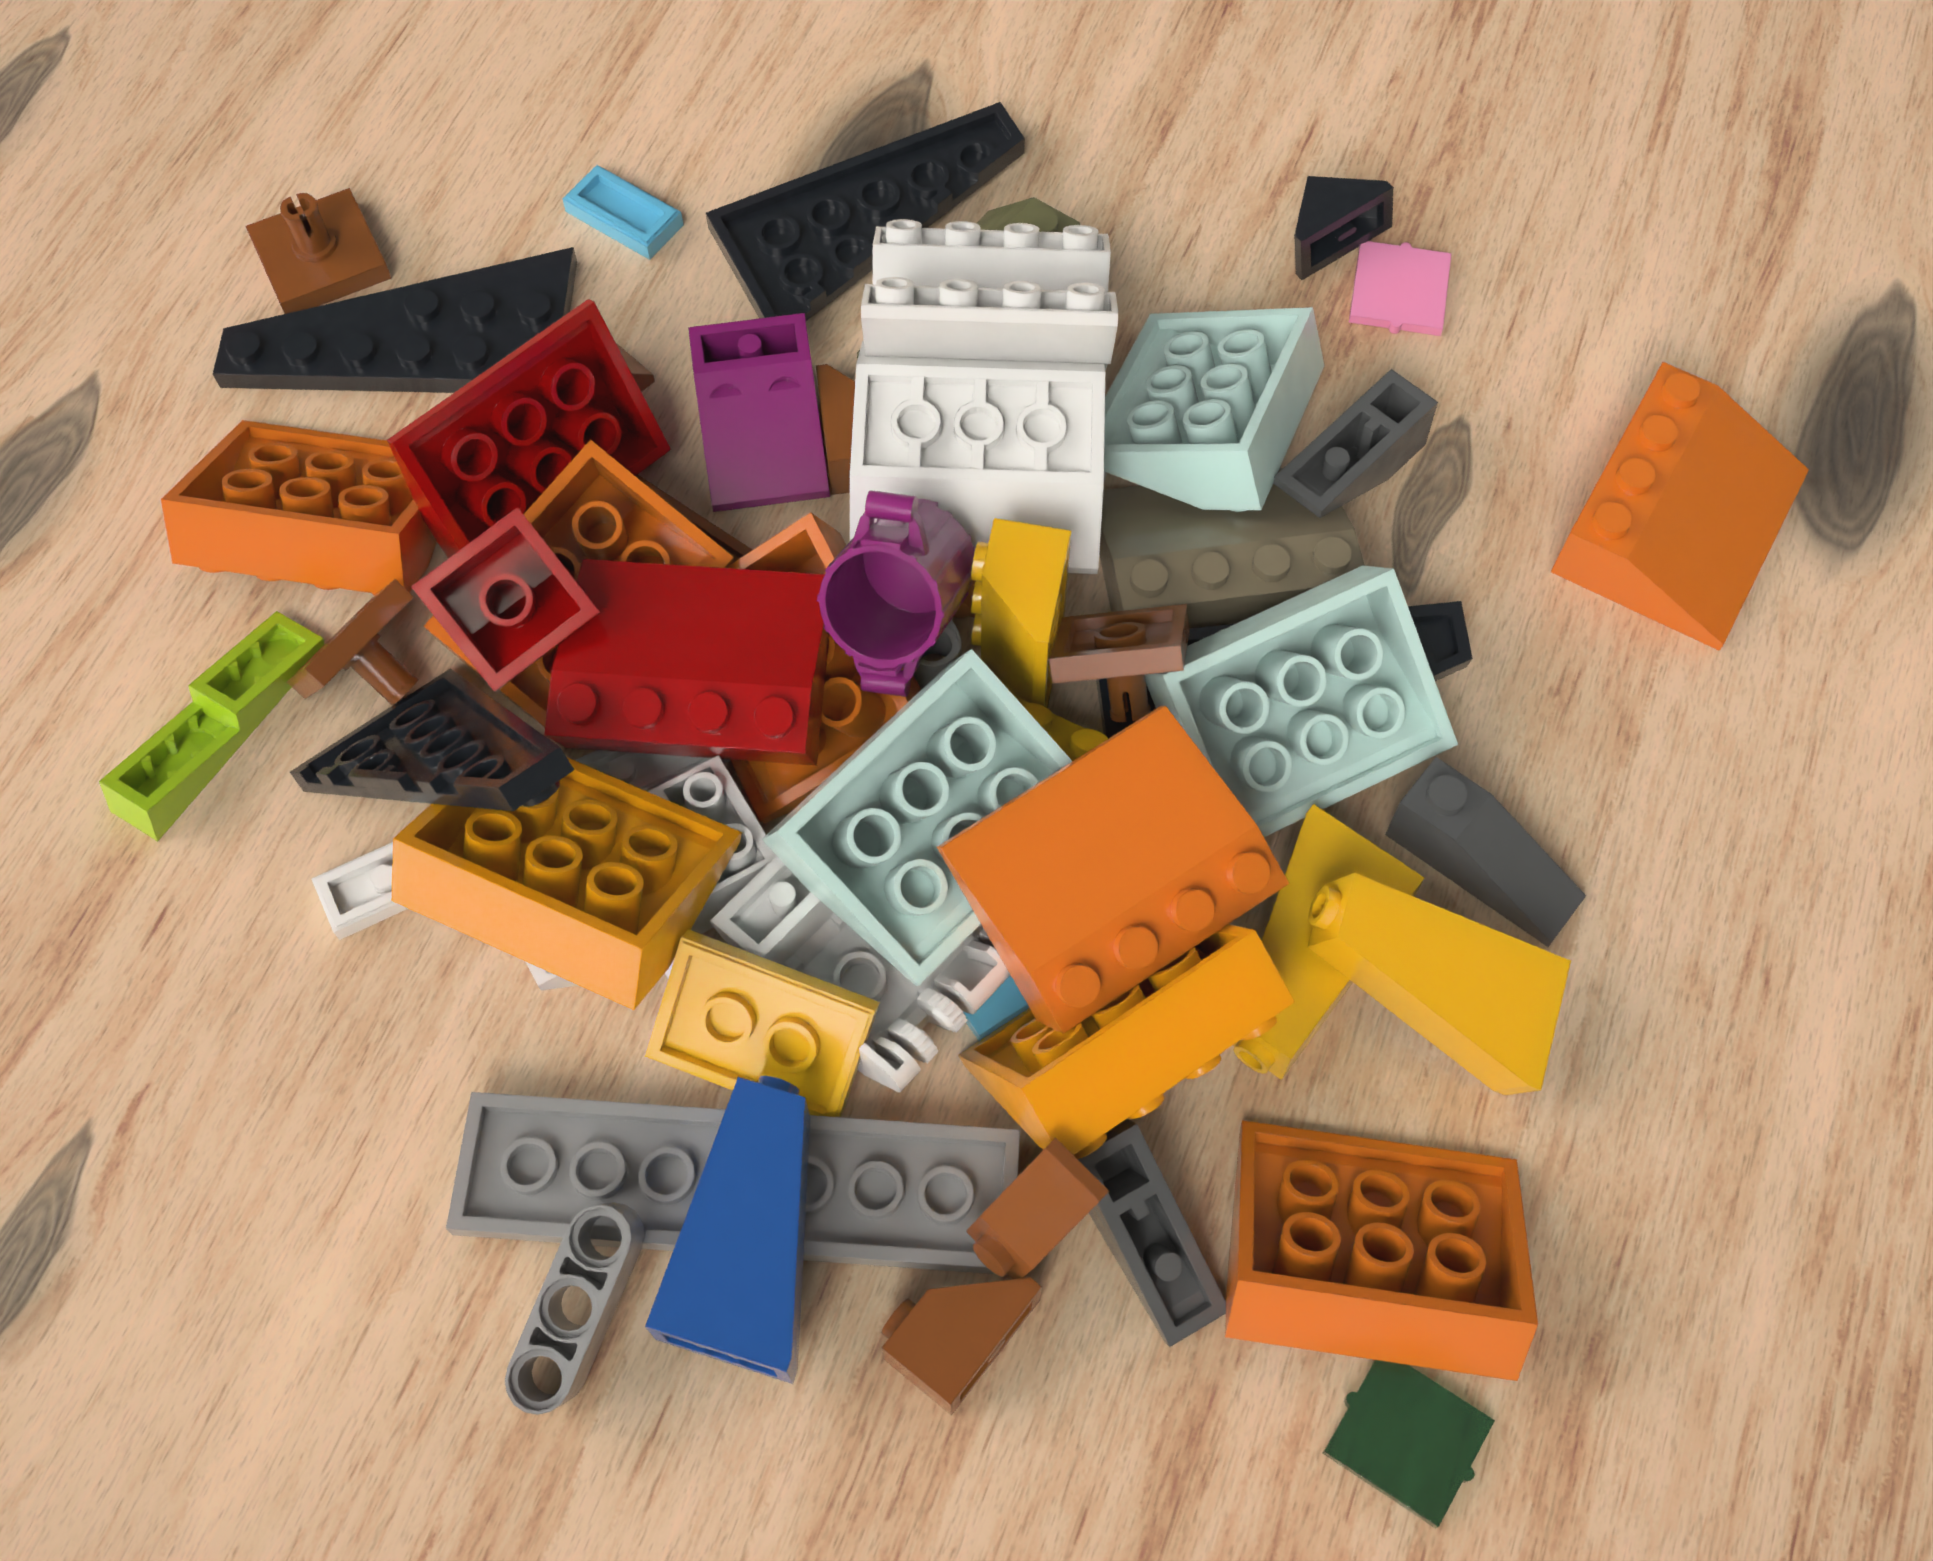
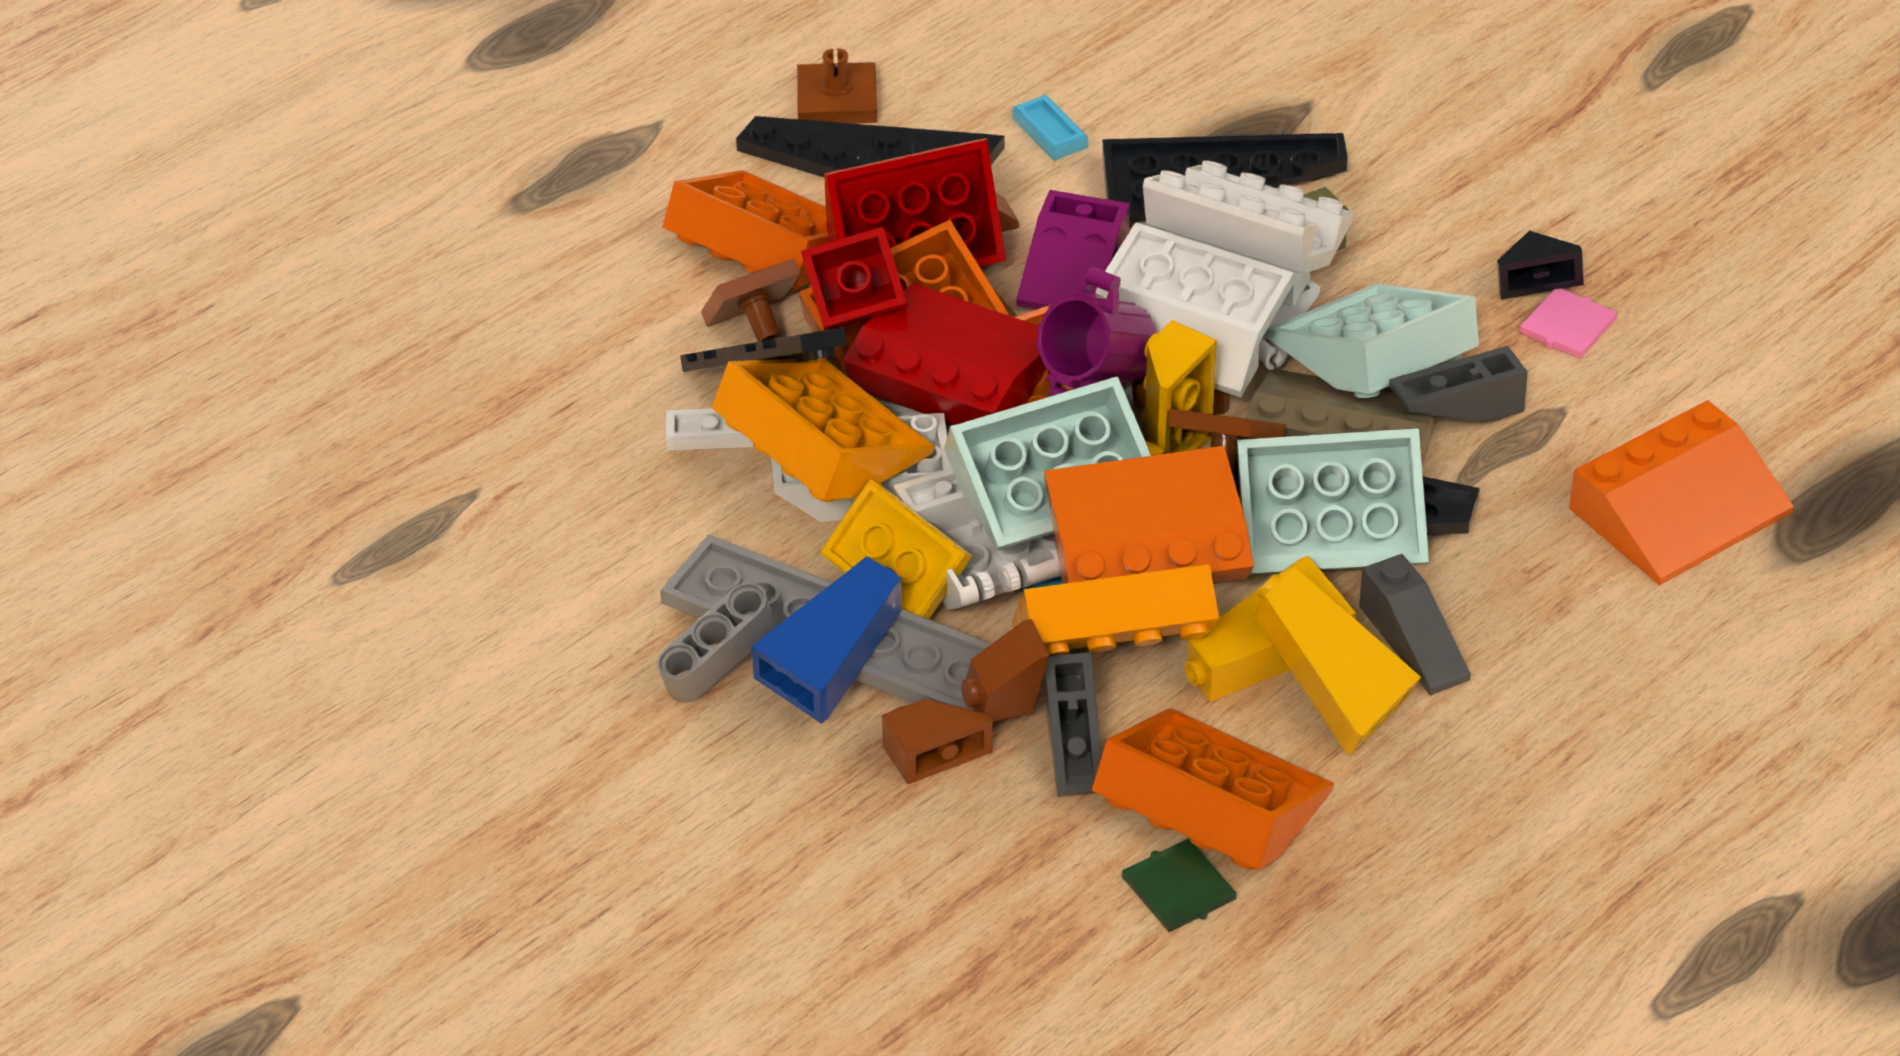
camera: 25 degrees right, 20 degrees down
(228, 704) = (660, 311): lime slope -> none

